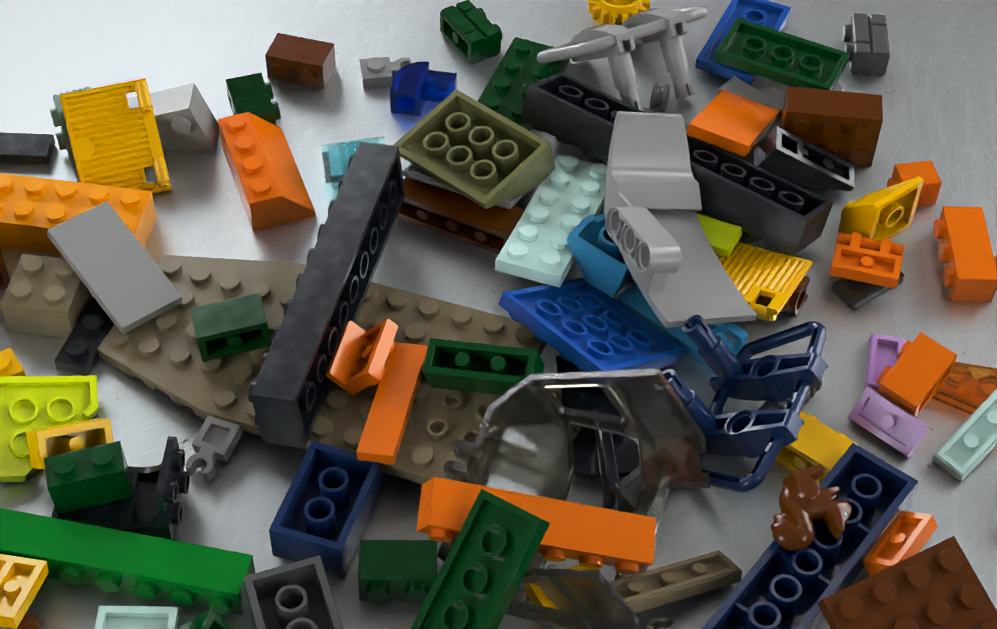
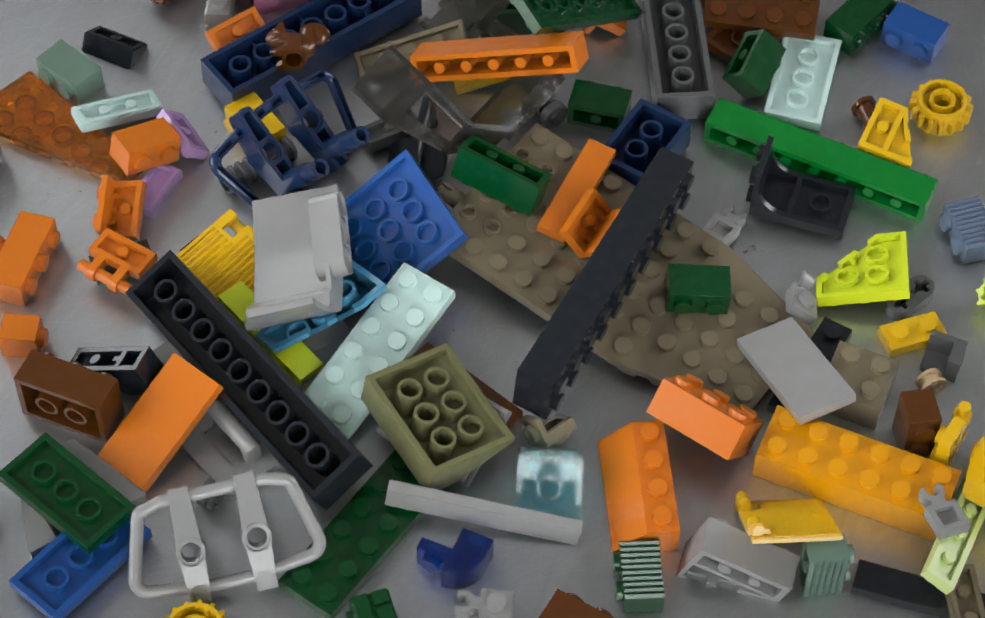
camera: 165 degrees left, 5 degrees up
(67, 438) = (839, 232): yellow brick -> none
(88, 477) = (824, 193): dark green brick -> none
(113, 373) = (800, 300): none -> light grey plate
(206, 216) = (705, 416): none -> orange brick
(389, 113) = (483, 512): none -> light grey tile
(882, 211) = (77, 298): yellow slope -> none
(902, 315) = (120, 207): none -> orange bracket

